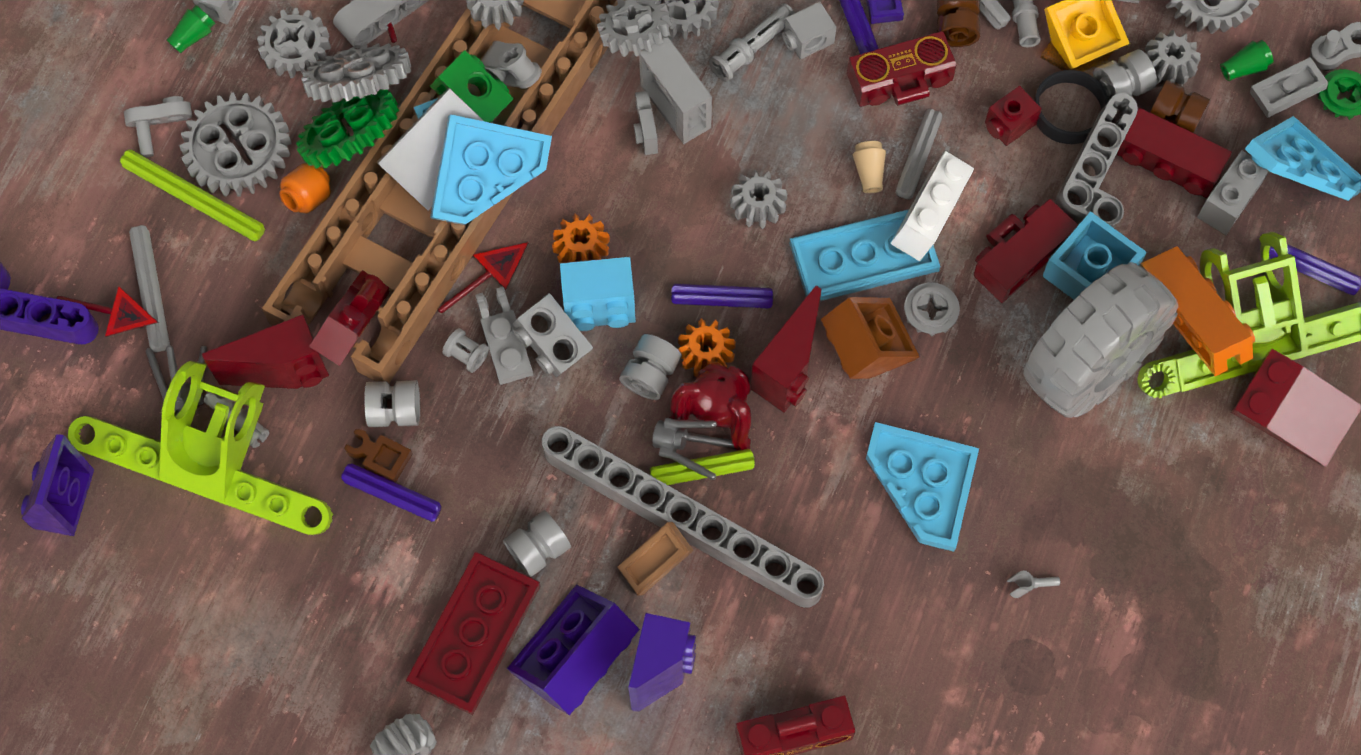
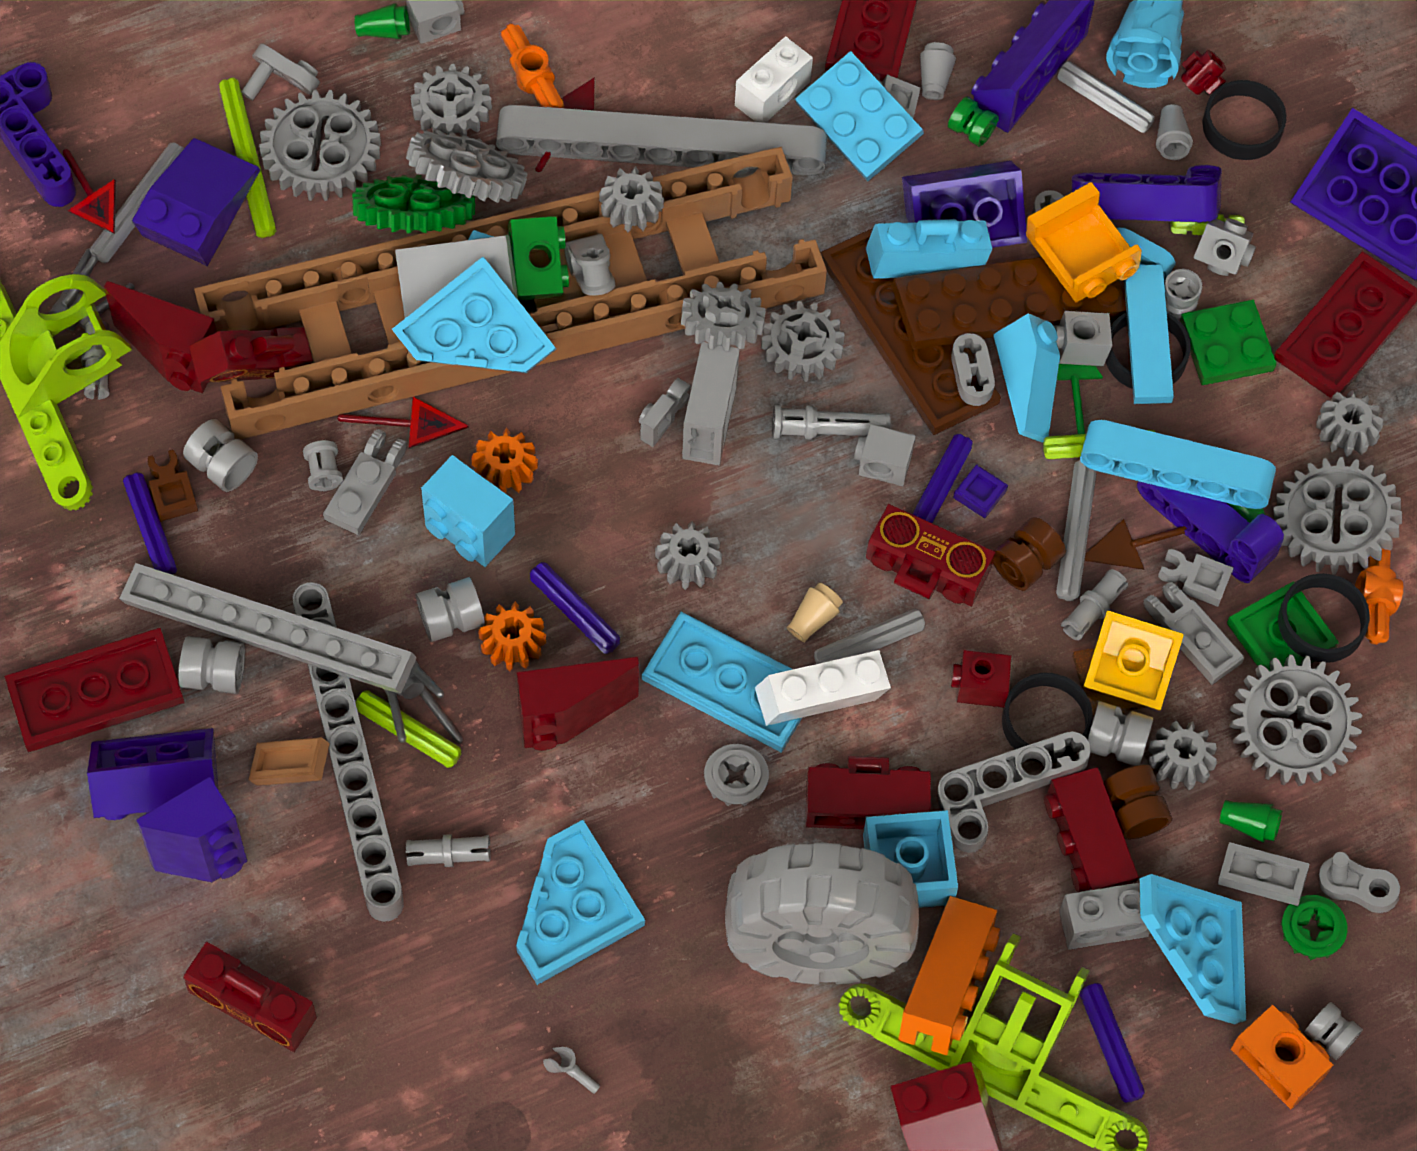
camera: 40 degrees right, 5 degrees down
(192, 251) = (195, 200): none -> dark purple slope
(305, 188) = (335, 227): orange head -> none
(552, 485) = (268, 628): none -> light grey plate
(559, 330) = (406, 513): light grey brick -> none
(717, 401) = (467, 683): dark red hair -> none
(812, 520) = (448, 850): none -> light grey pin
(868, 336) = (656, 748): dark orange slope -> none

